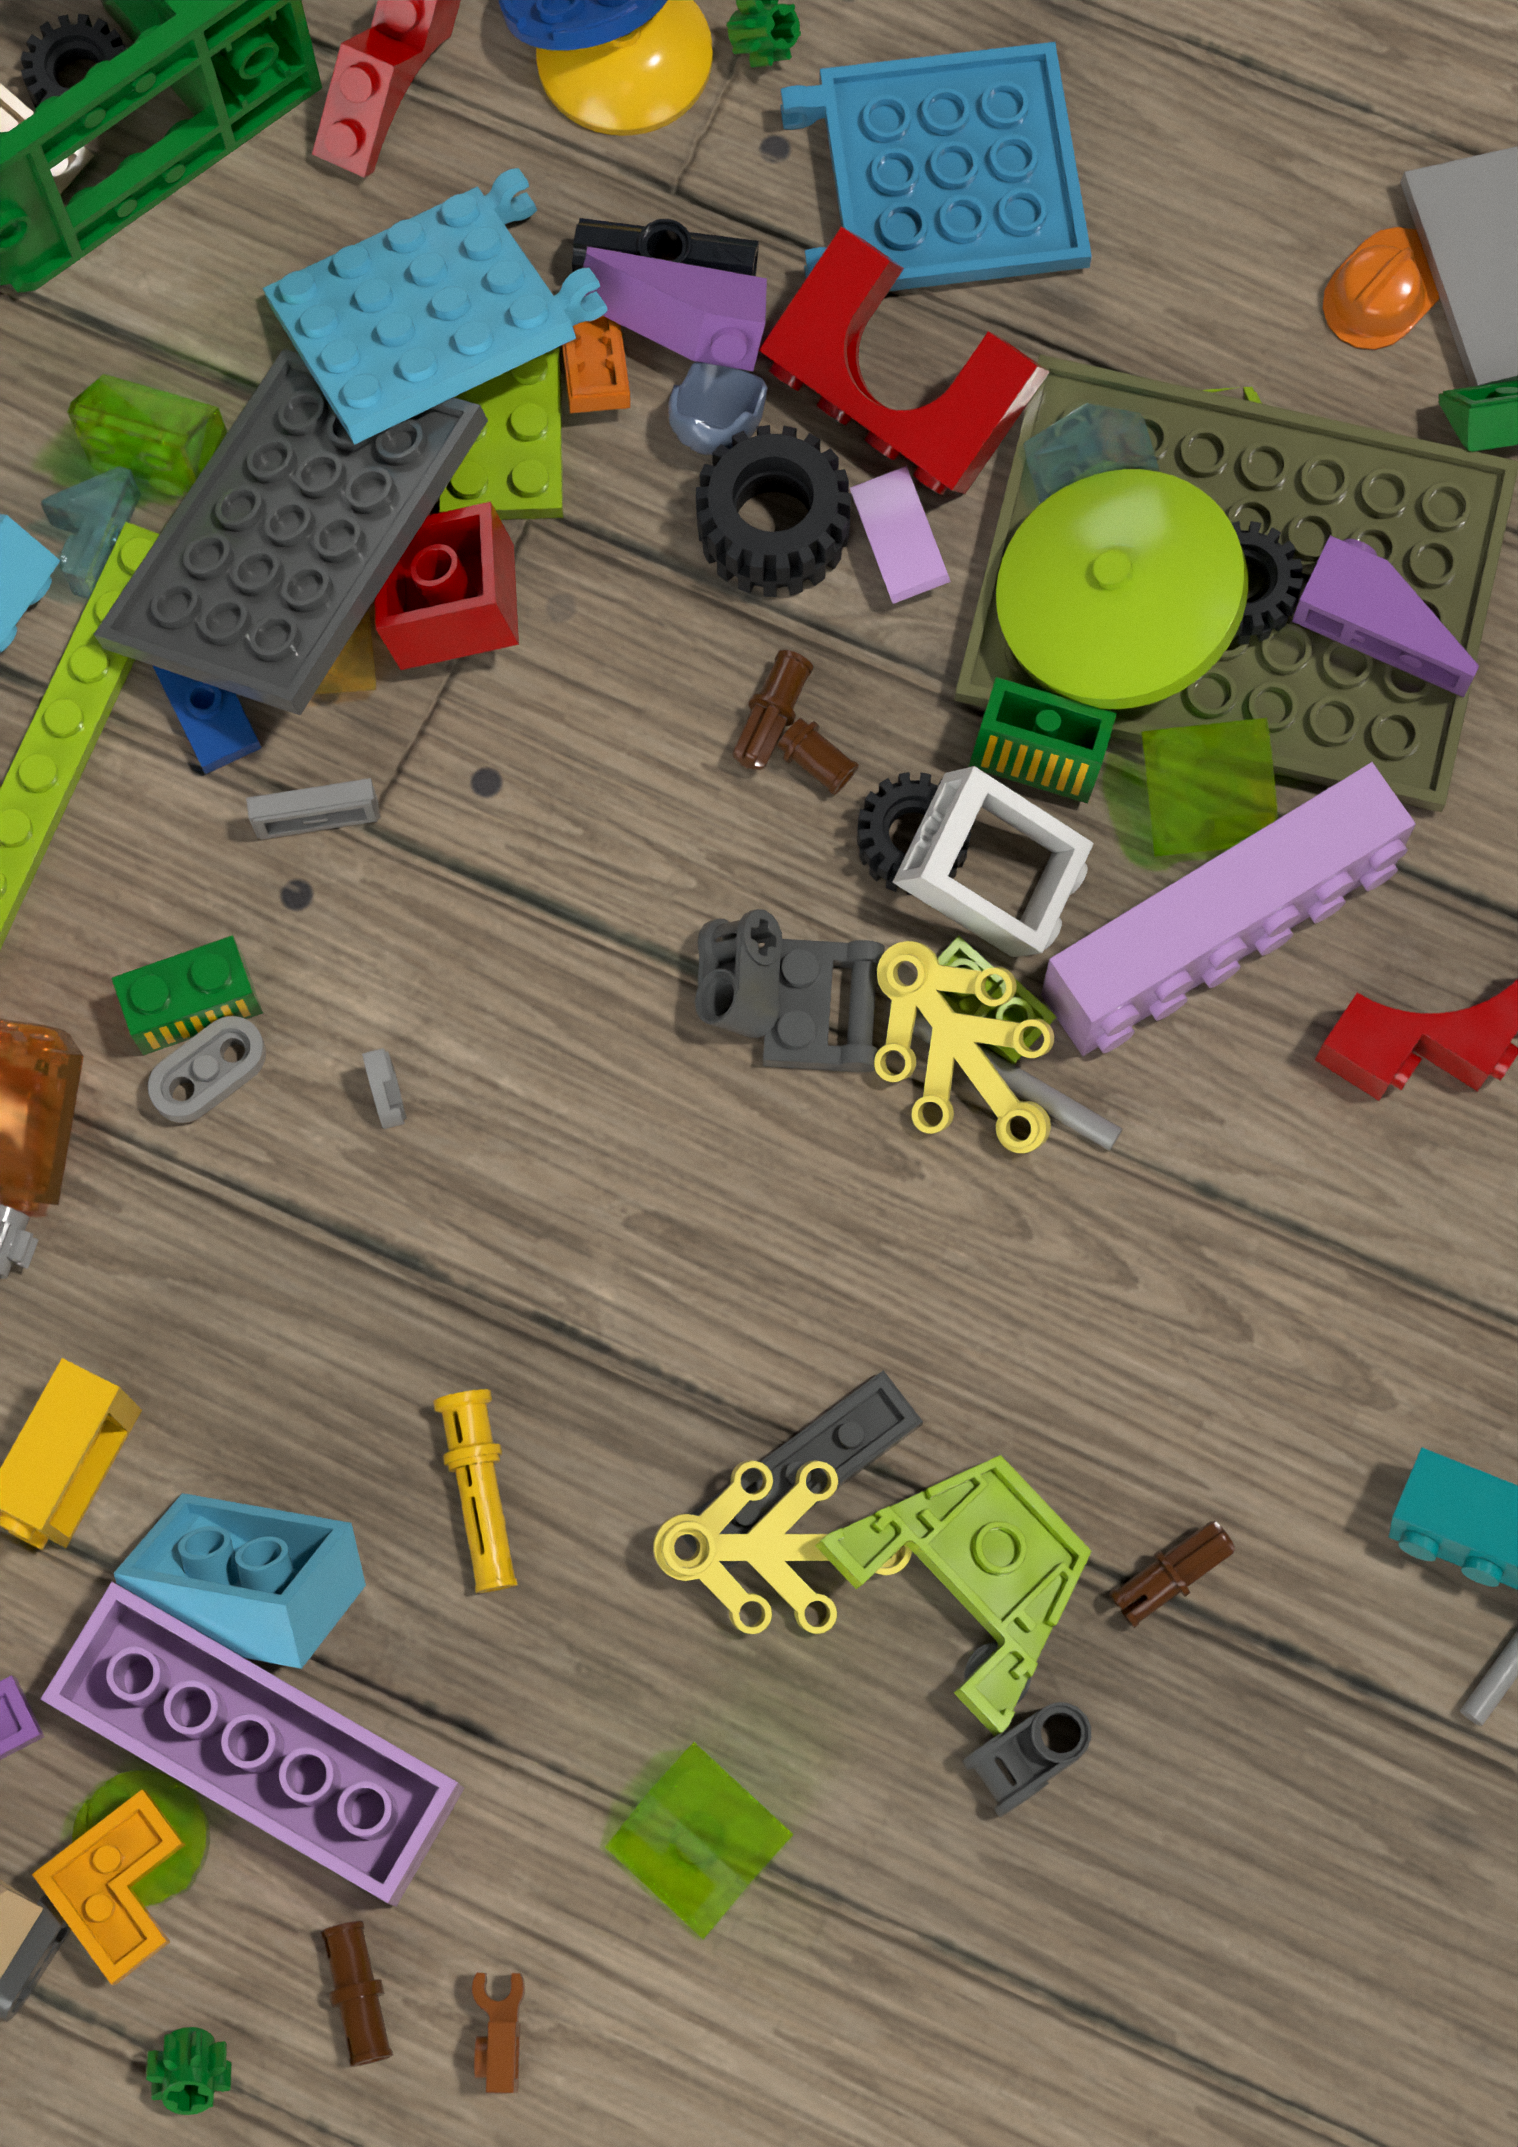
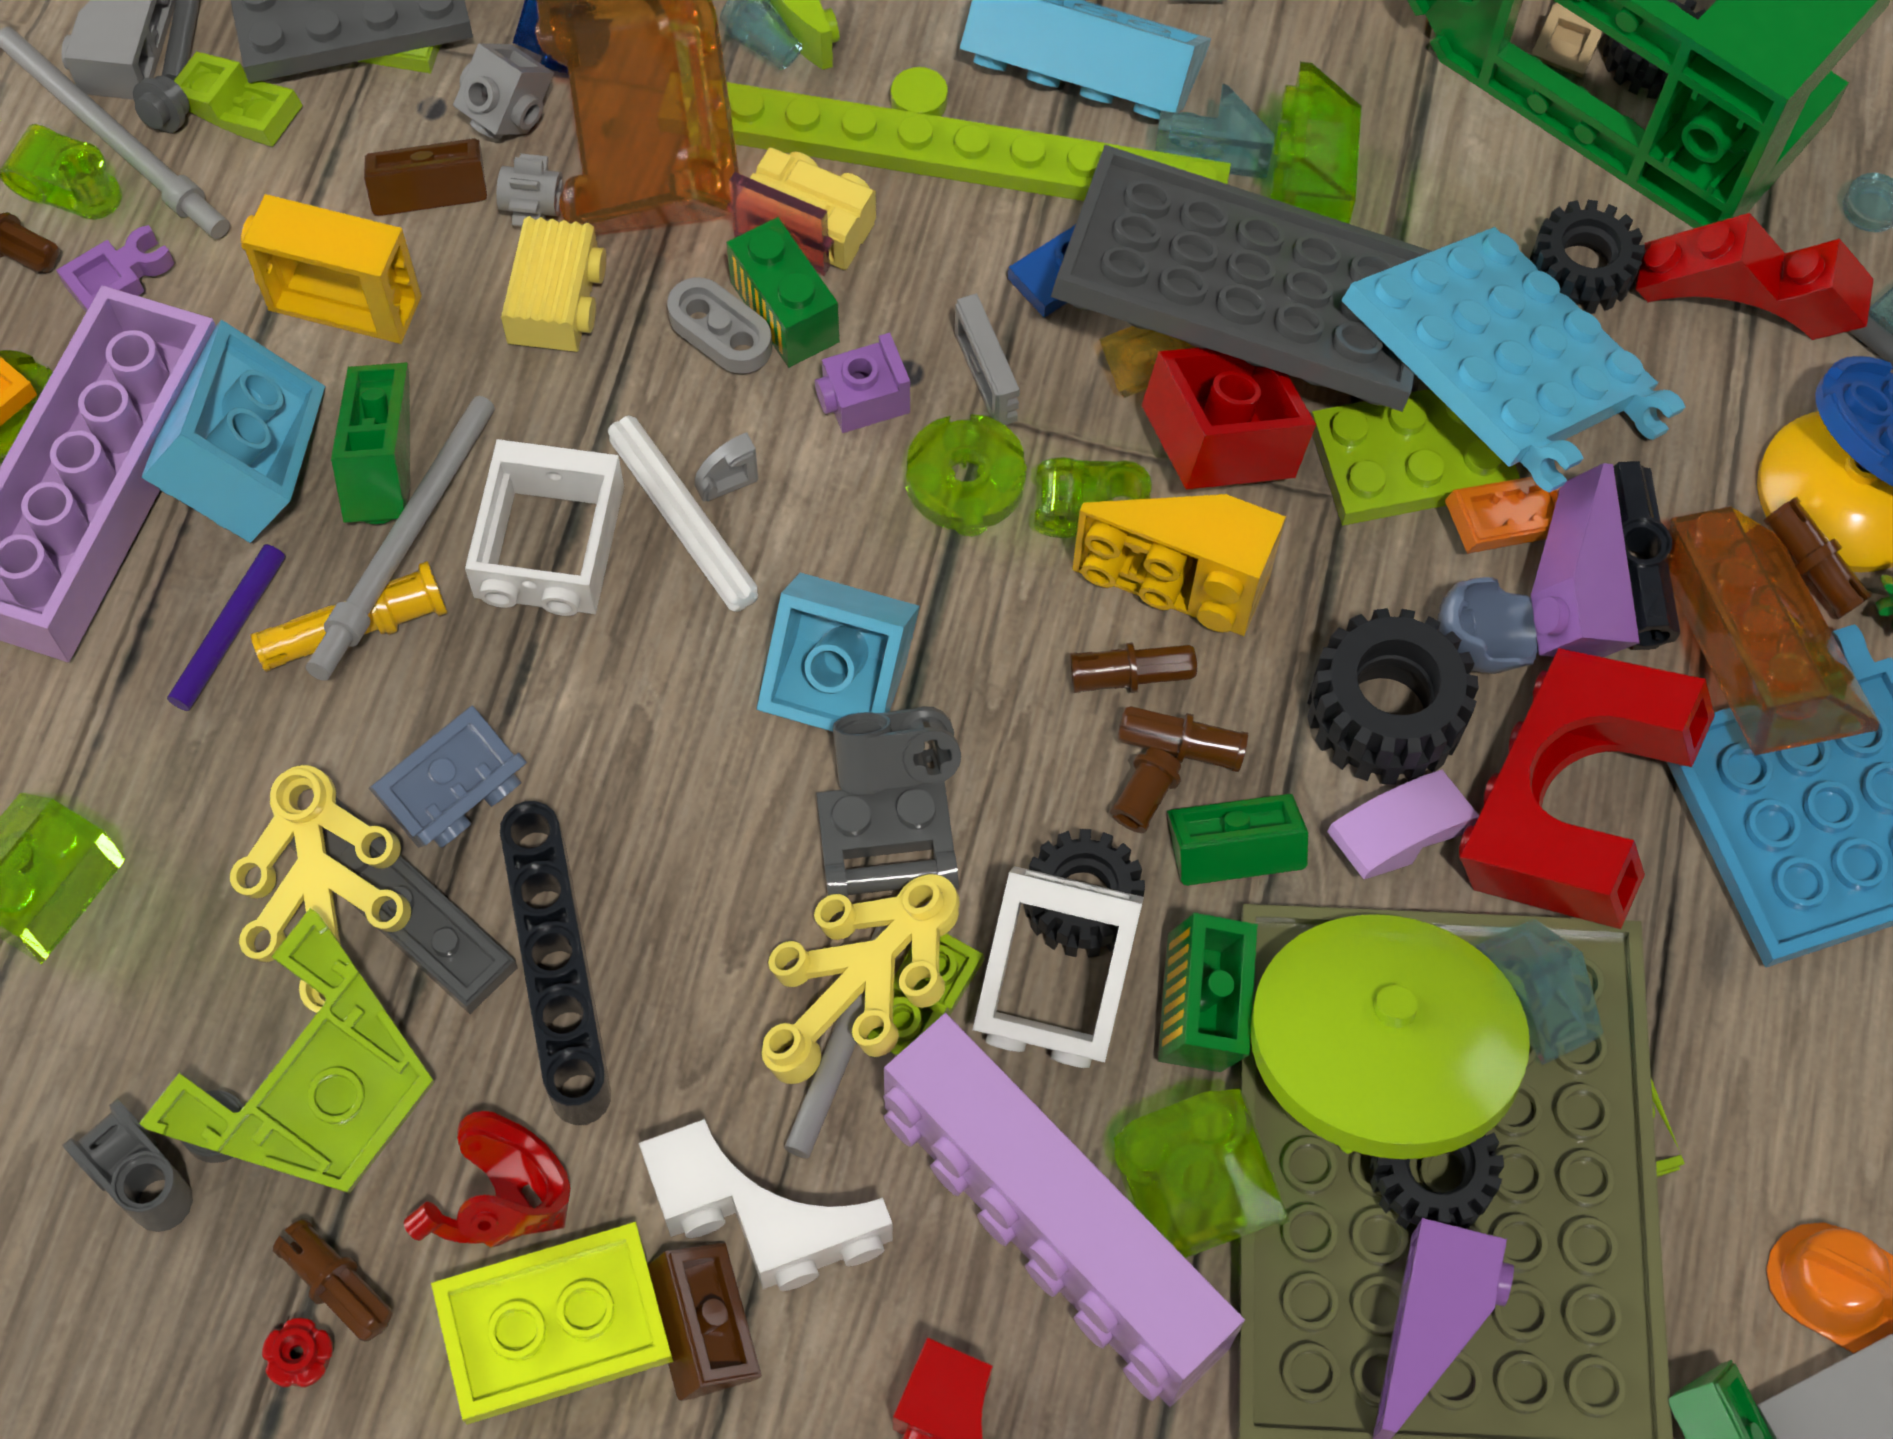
camera: 75 degrees right, 10 degrees down
(81, 952) = (844, 197): none -> light yellow brick
(95, 994) = (758, 203): none -> clear pink piece
(120, 1232) = (552, 285): none -> light yellow brick
(272, 1440) = (373, 443): none -> green slope
(309, 910) = (864, 385): none -> medium lavender brick
(314, 181) = (1596, 231): none -> black tyre
(358, 1251) = (550, 474): none -> white window
(420, 1142) = (683, 514): none -> white axle
(435, 890) = (961, 504): none -> clear neon green plate
(455, 1621) = (226, 627): none -> dark purple bar
(494, 750) = (1084, 483): none -> clear neon green piece
(503, 1475) = (350, 618): none -> light grey bar
(604, 637) = (1182, 554): none -> yellow slope
(620, 1012) = (835, 652): none -> medium azure slope
(685, 1406) = (447, 779): none -> sand blue bracket
(687, 742) = (1131, 667): none -> reddish brown axle
(700, 100) = (1818, 557): none -> reddish brown pin
(780, 169) = (1763, 634): none -> clear orange slope
(877, 686) = (1238, 839): none -> green slope
(923, 1312) = (560, 990): none -> black beam
(1080, 1400) = (511, 1160): none -> red helmet
(1138, 1229) = (783, 1236): none -> white arch
(1224, 1630) = (297, 1372): none -> red plate
(1244, 1379) = (550, 1323): none -> neon yellow plate
(1259, 1250) = (703, 1321): none -> reddish brown slope

